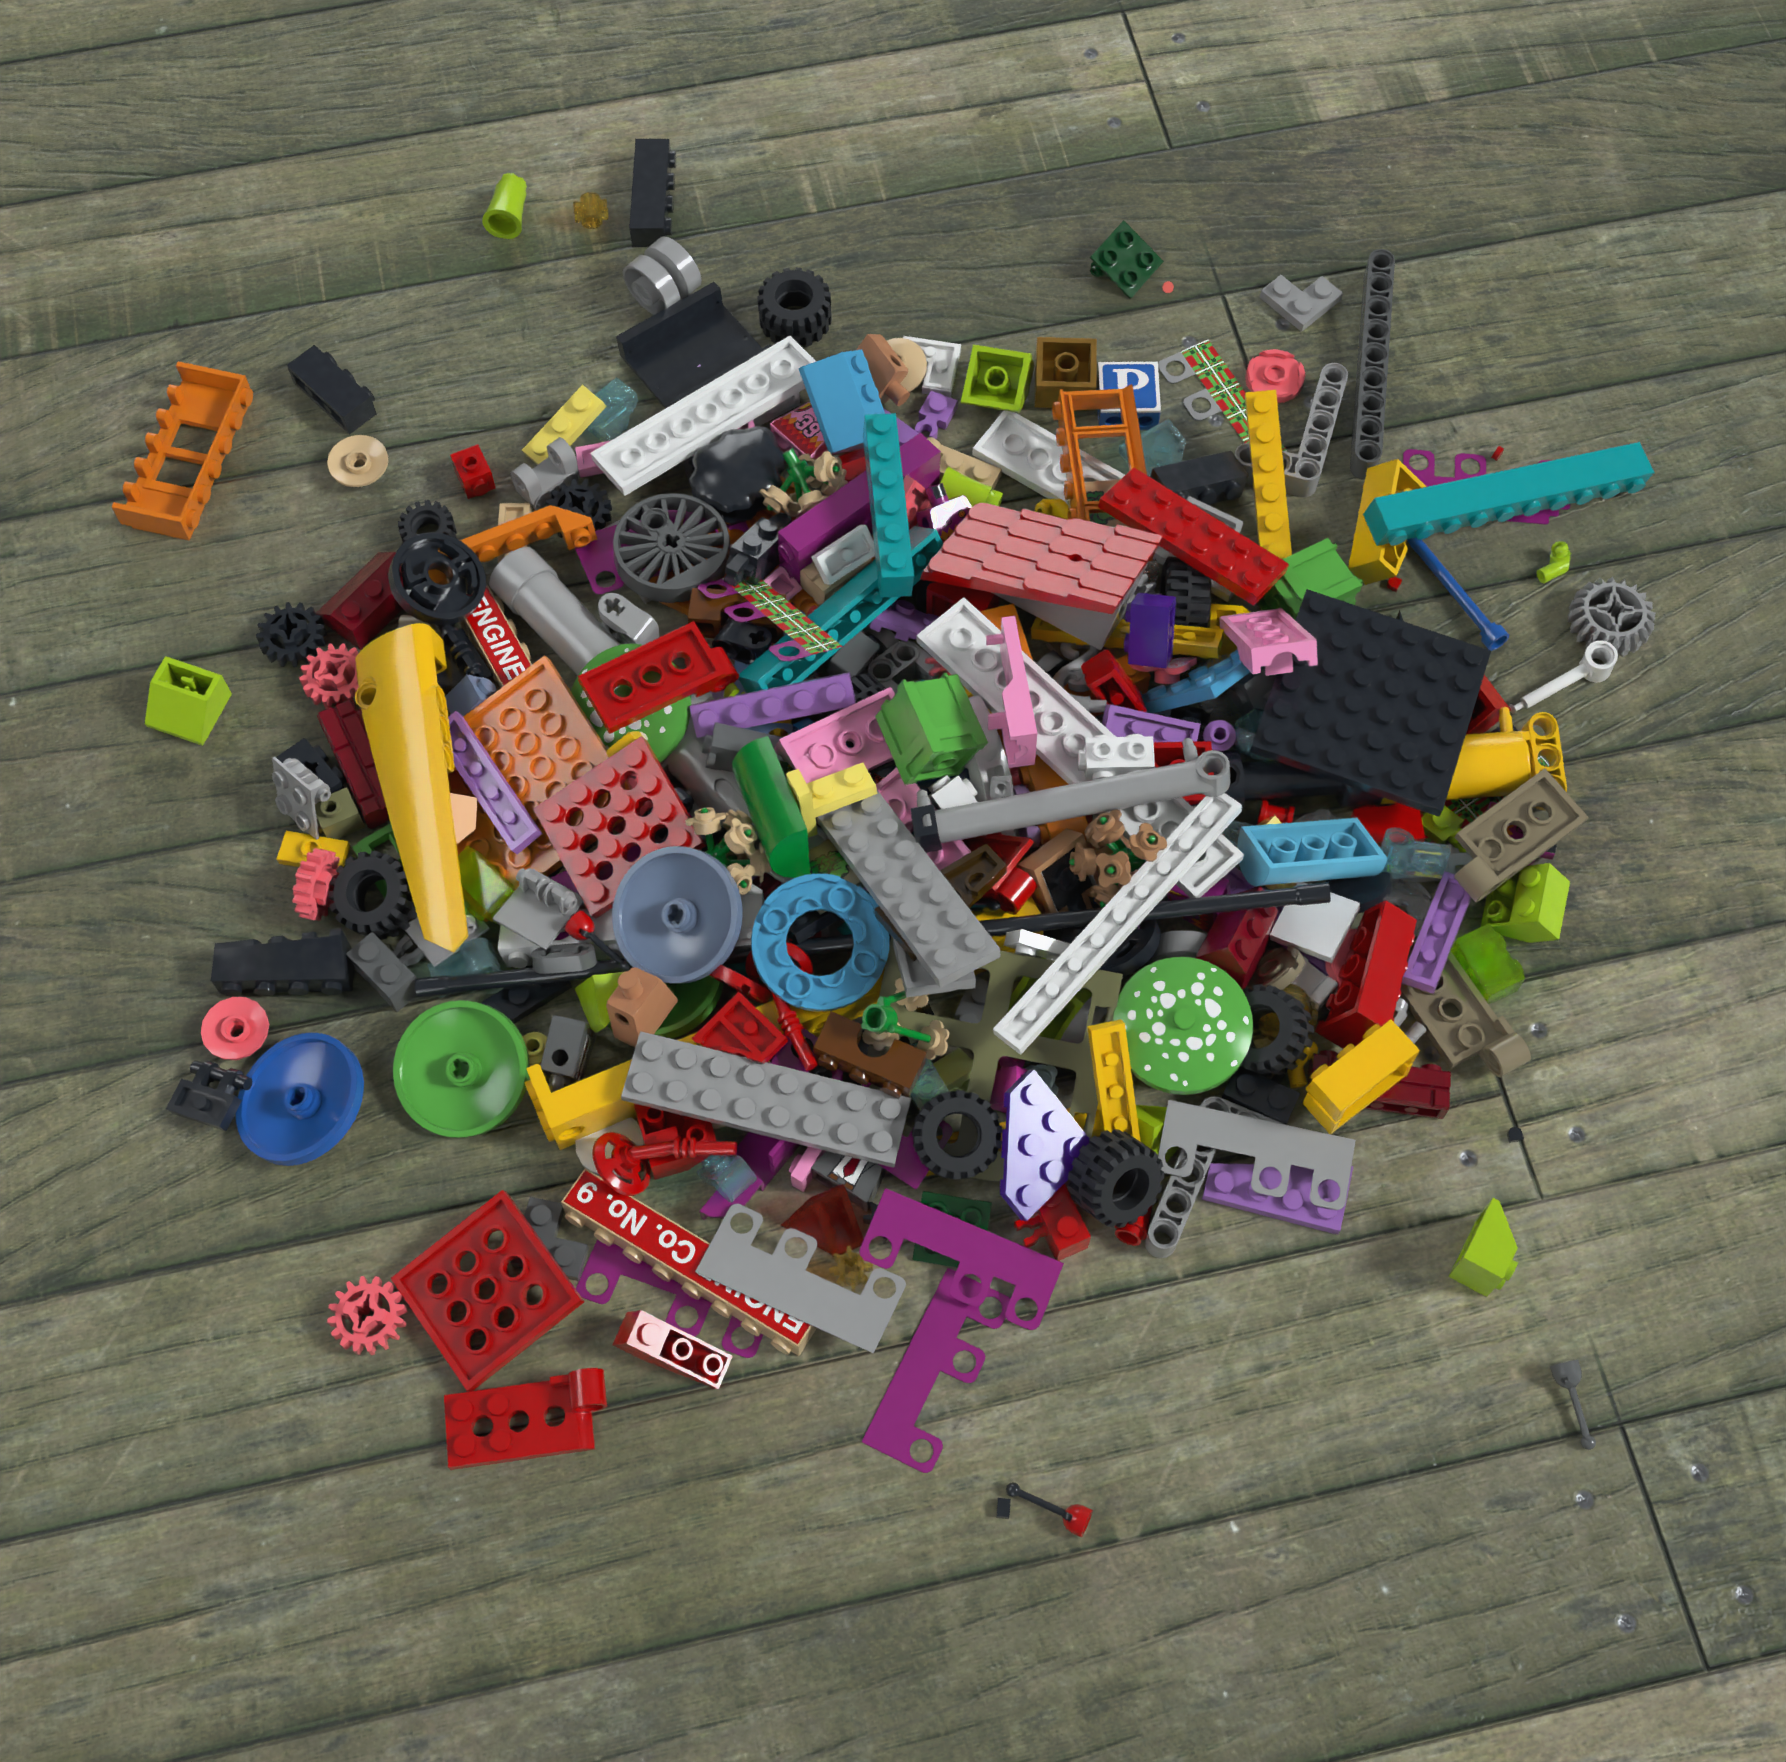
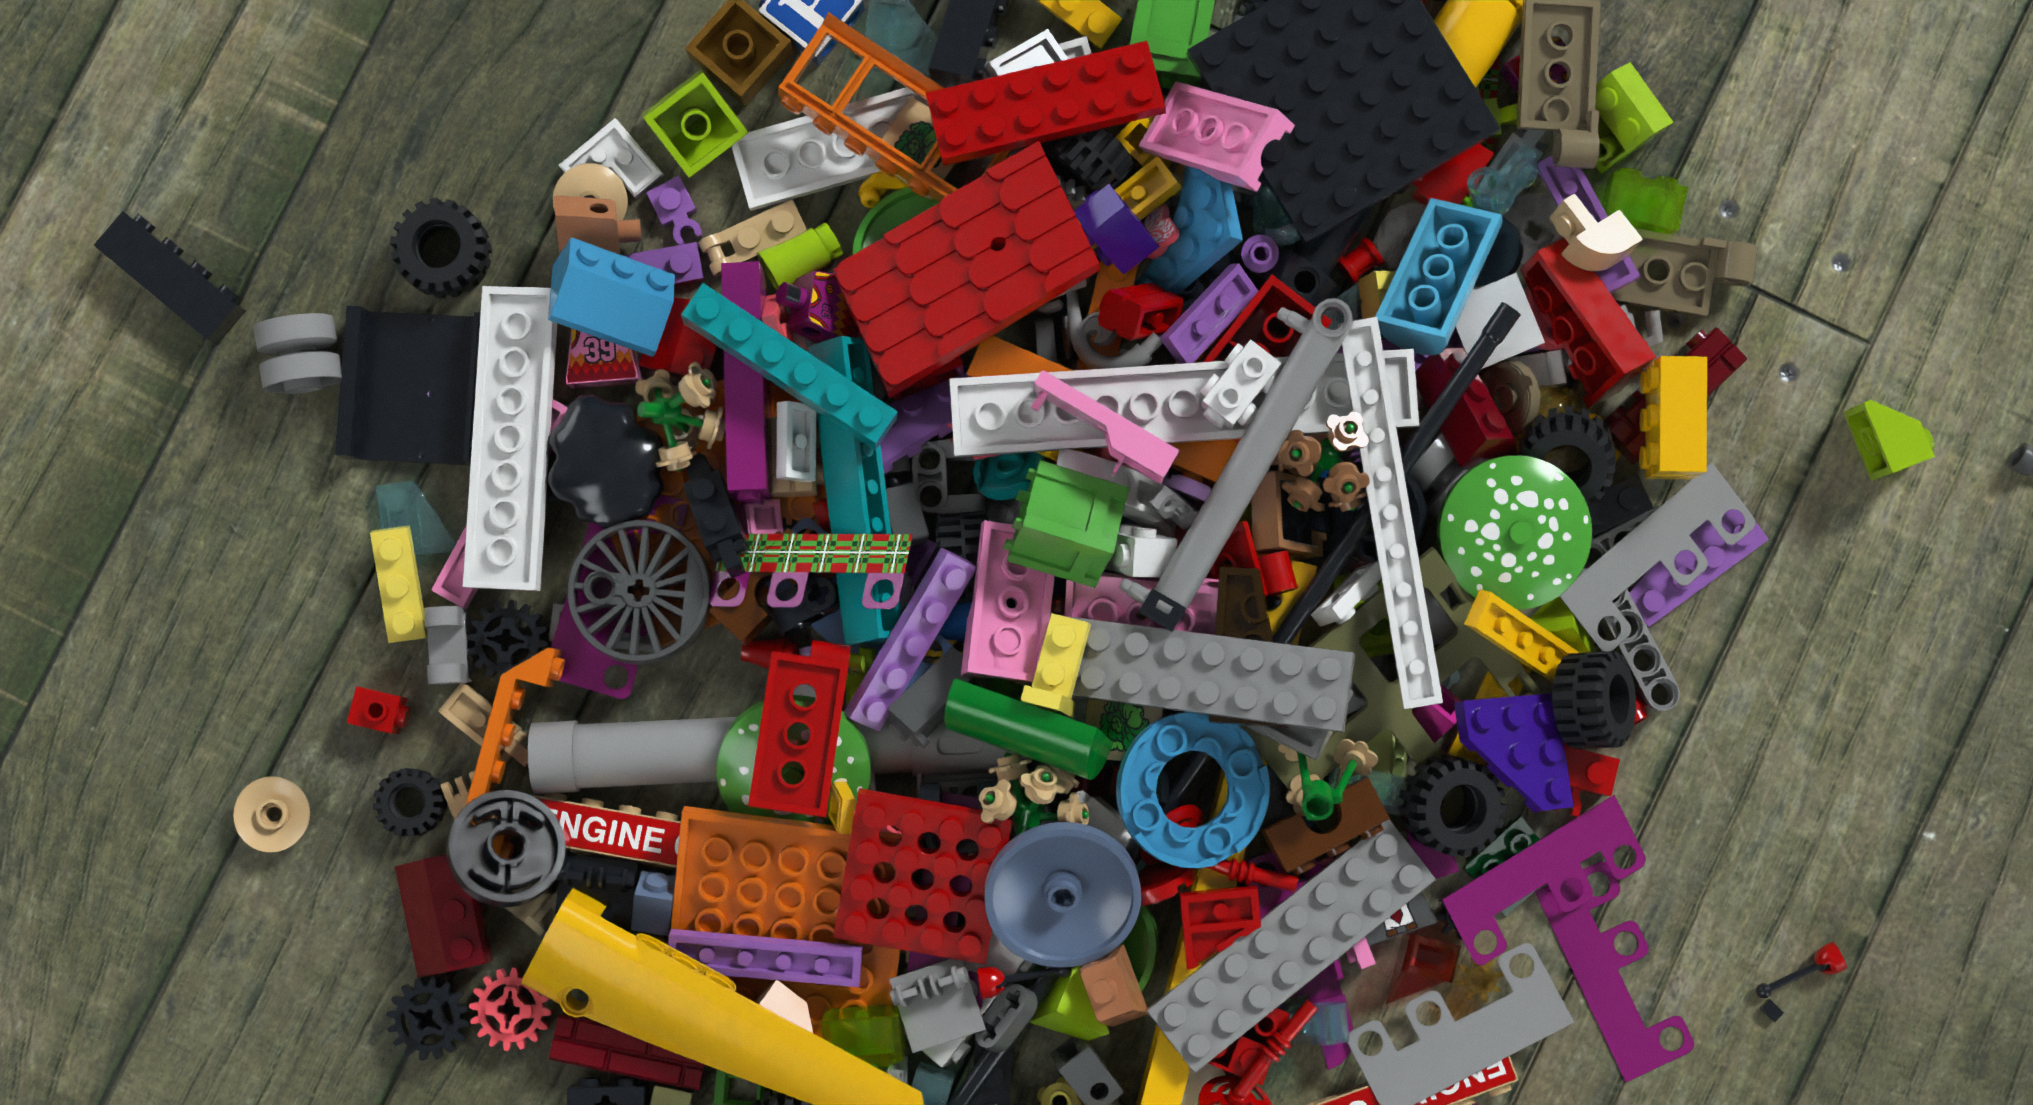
camera: 50 degrees left, 20 degrees up
(203, 400) = (73, 913): orange window -> none
(332, 389) = (158, 777): black brick -> none
(505, 210) = (66, 438): lime plant -> none
(590, 210) = (144, 357): clear yellow gear -> none
(631, 625) = (703, 696): light grey piece -> none
(1429, 935) = (1593, 244): none -> brick
(1515, 1135) = (1801, 316): black piece -> none

